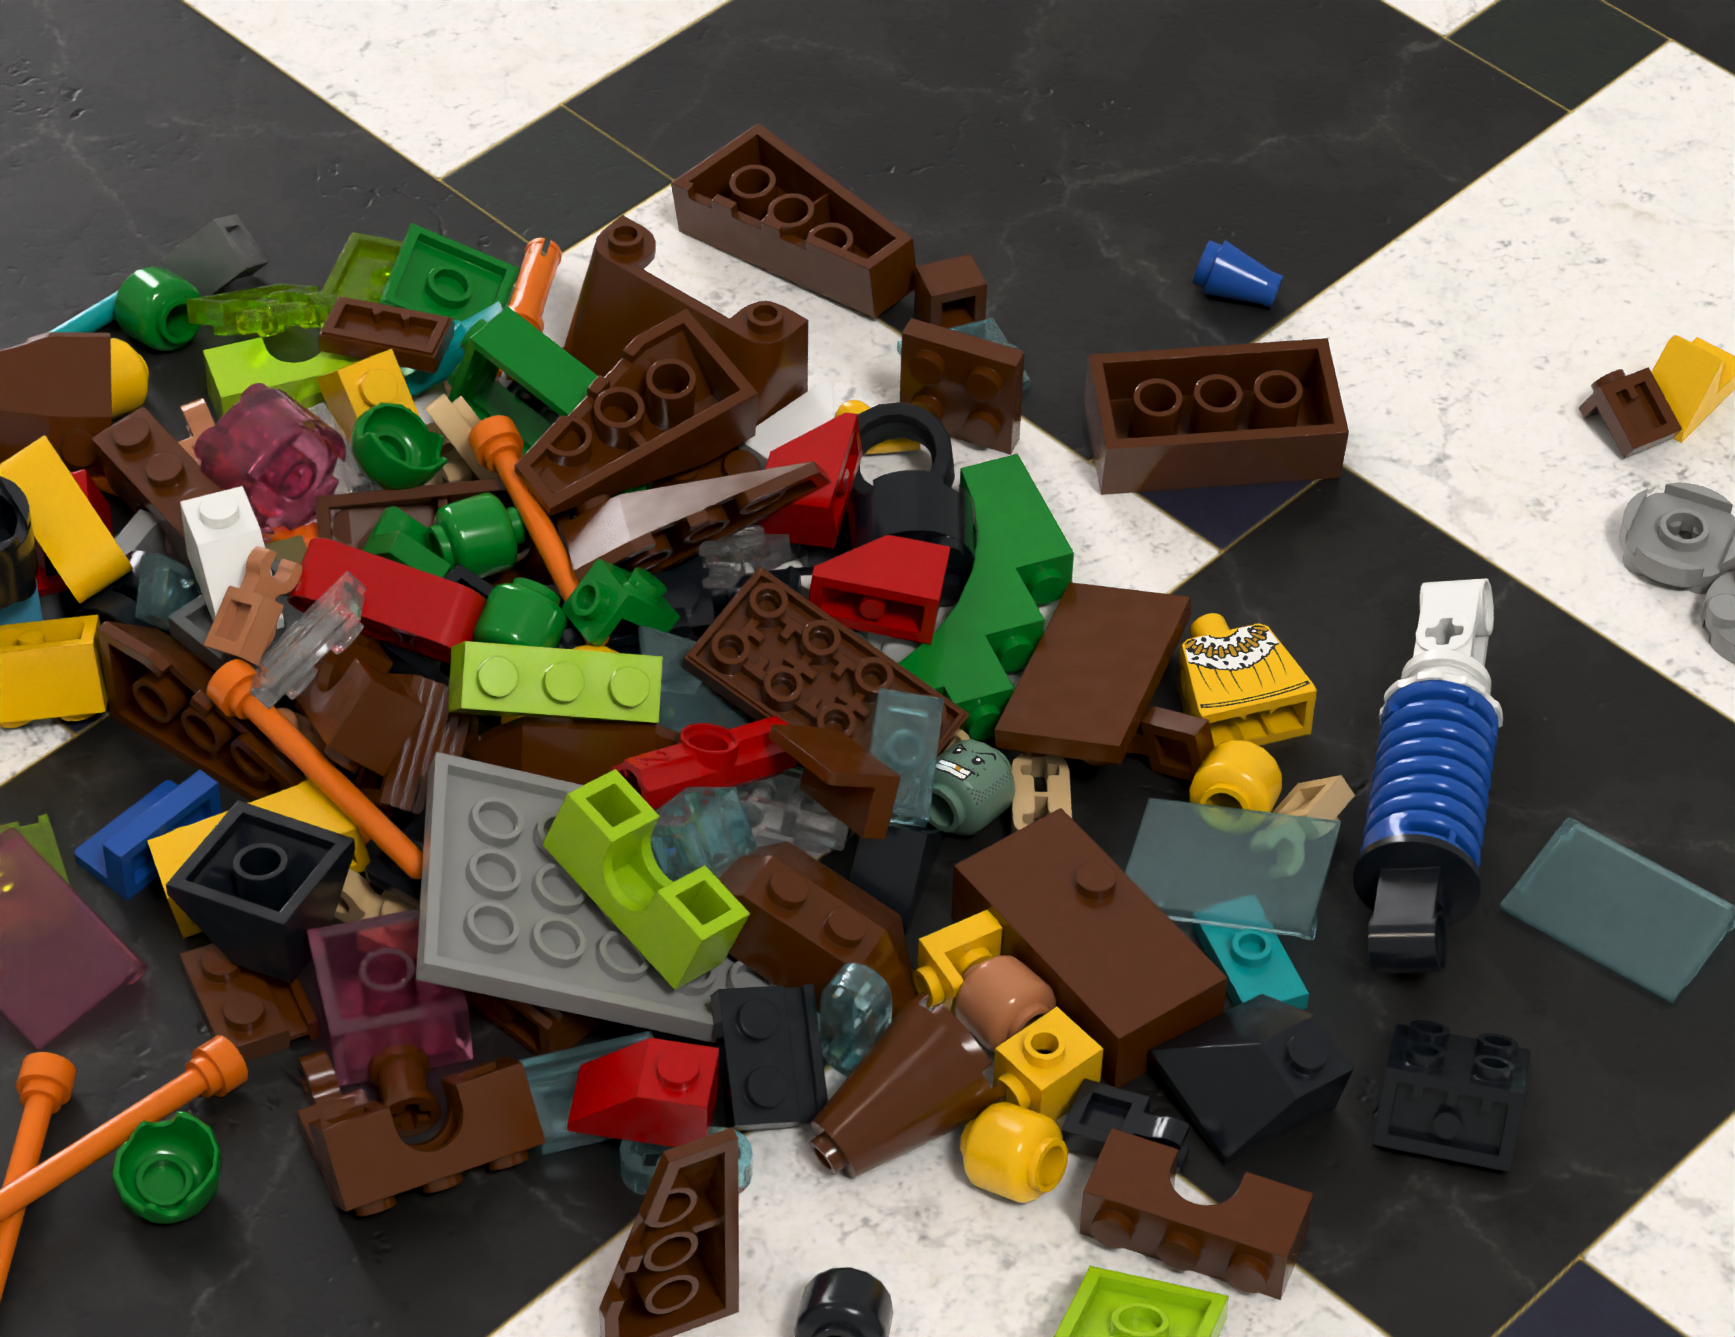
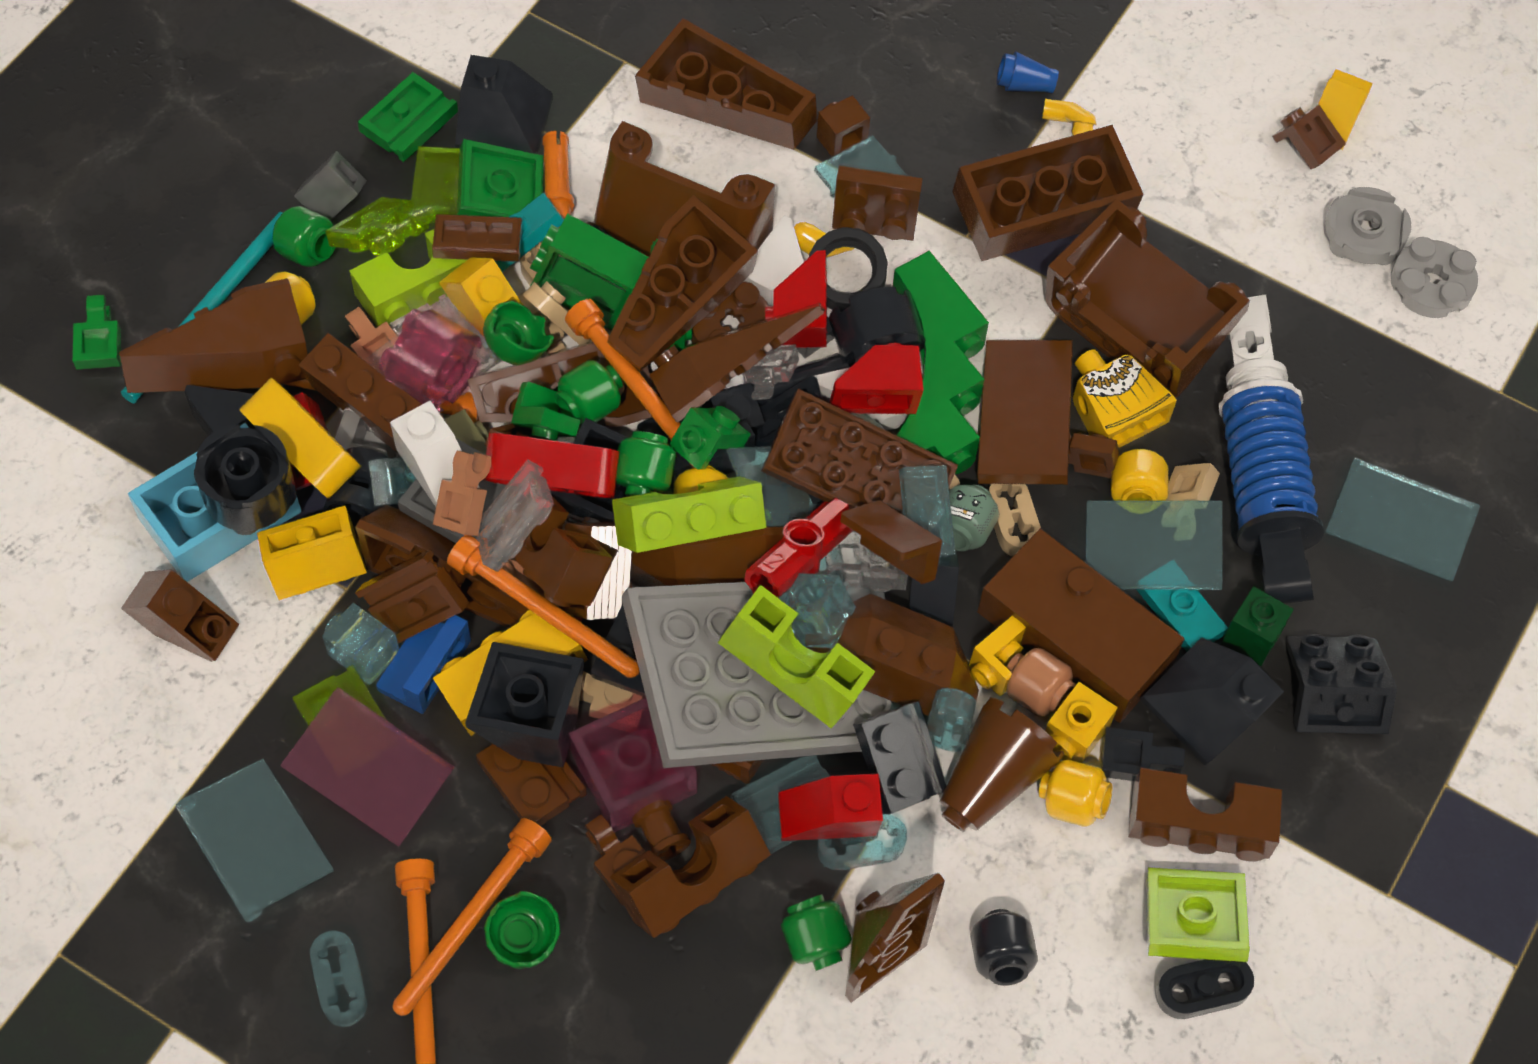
camera: 15 degrees left, 15 degrees up
(70, 789) = (360, 641): none -> clear light blue brick
(151, 739) = (413, 596): none -> reddish brown plate
(349, 195) = (407, 116): none -> green plate
(483, 196) = (502, 105): none -> black slope
(577, 1250) = (816, 932): none -> green head
(1275, 327) = (1069, 112): none -> yellow arm
(1291, 553) = (1140, 301): none -> reddish brown windscreen
(1351, 992) = (1257, 625): none -> dark green brick

